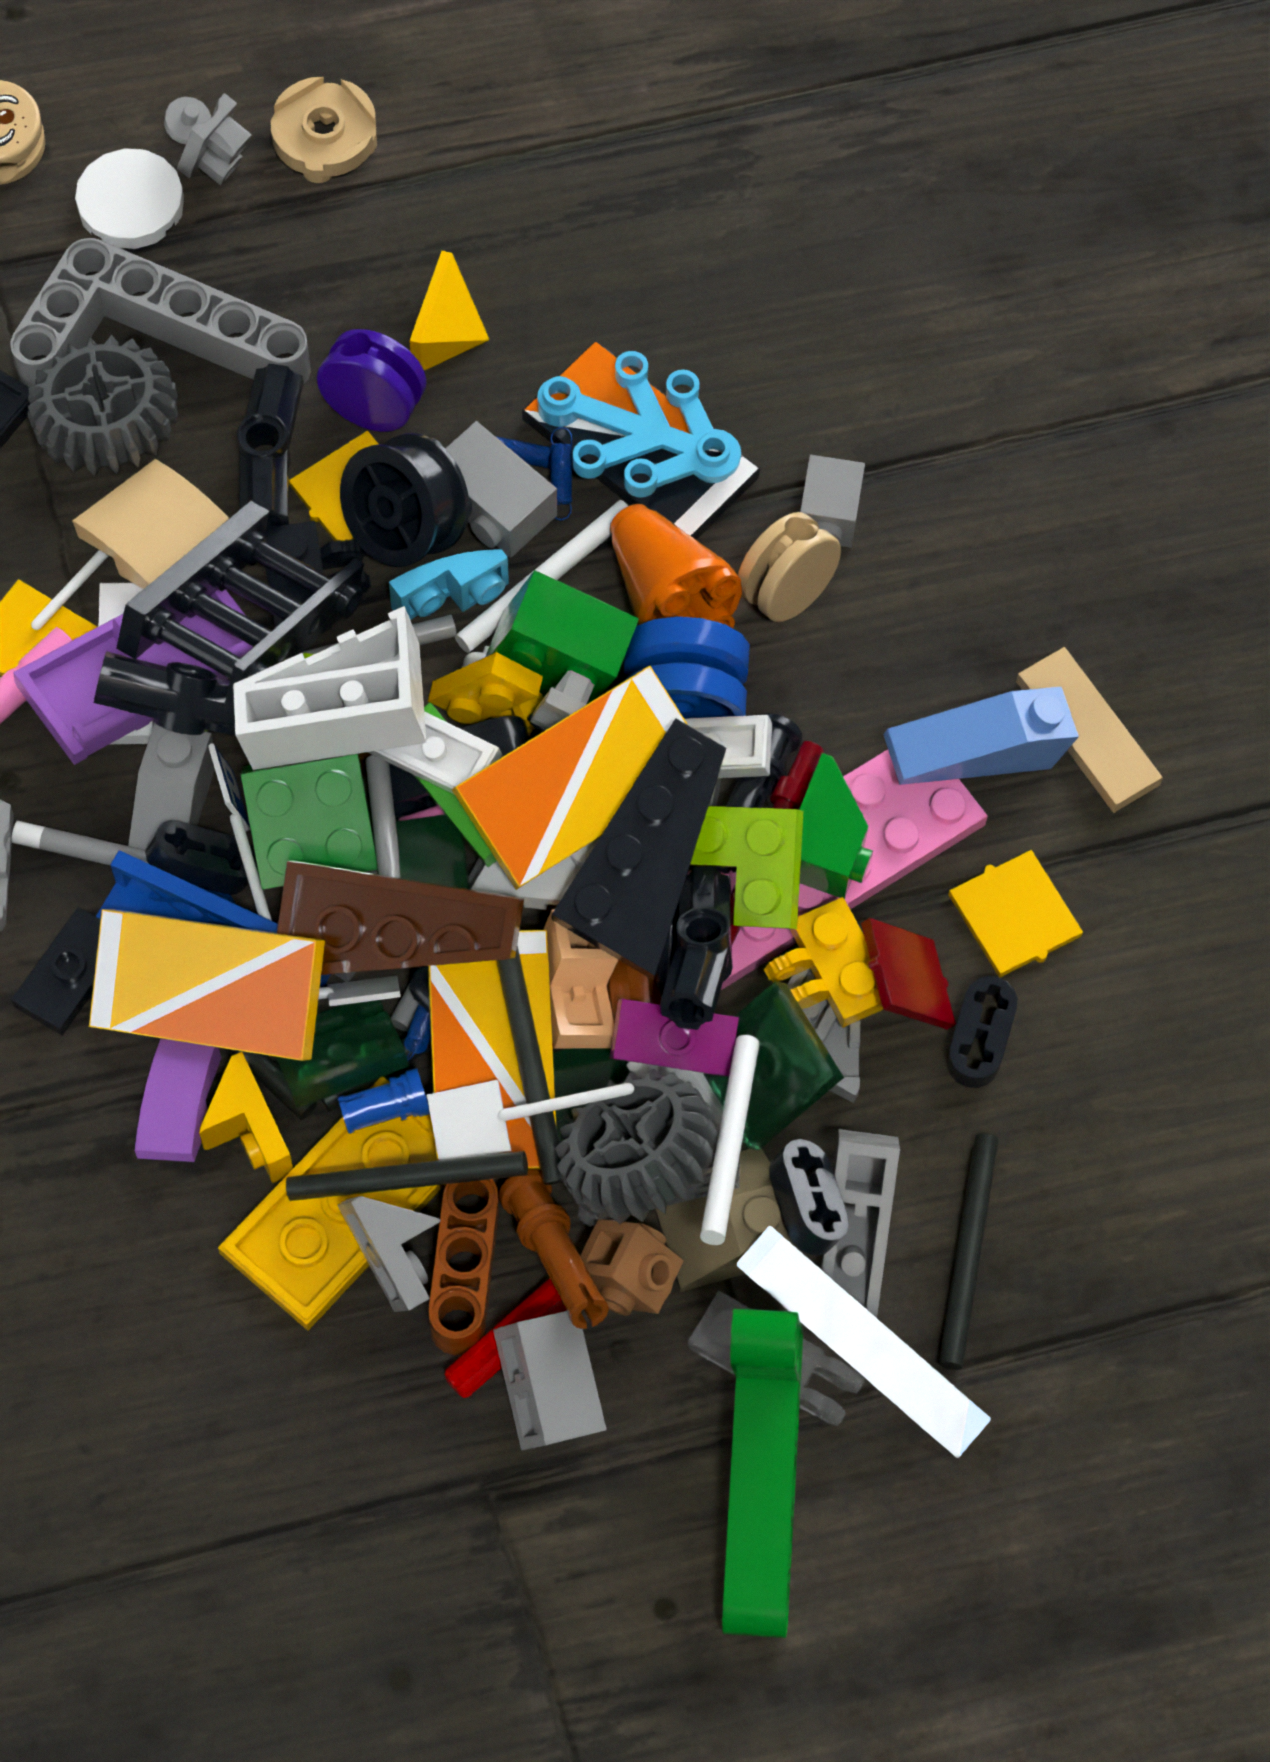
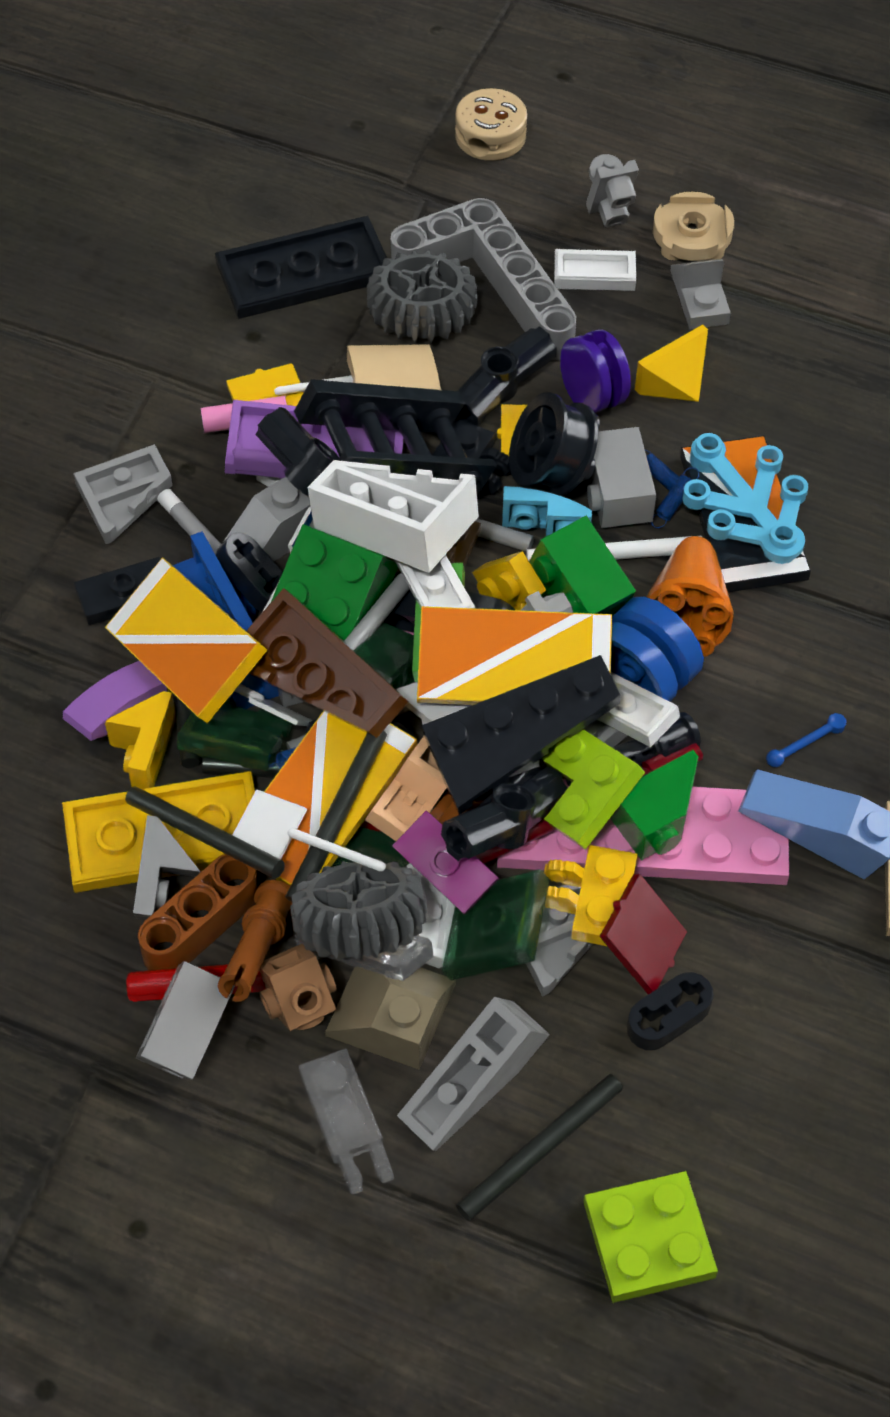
camera: 40 degrees right, 10 degrees down
(129, 198) = (541, 202): white tile -> none
(256, 248) = (595, 269): none -> white tile
(385, 1102) = (231, 781): blue pin -> none
(391, 204) = (701, 292): none -> light grey slope
(729, 1140) = (417, 943): white bar -> none
(768, 1371) = (272, 1174): green beam -> none
(789, 566) = (775, 634): tan head -> none
(811, 1196) = (454, 1025): black beam -> none
(833, 495) = (841, 617): light grey brick -> none
(863, 1341) = (410, 1149): sticker -> none
(904, 622) = (835, 724): none -> blue hinge
(1015, 913) = (760, 953): yellow piece -> none
(1130, 1262) = (650, 1236): none -> lime plate

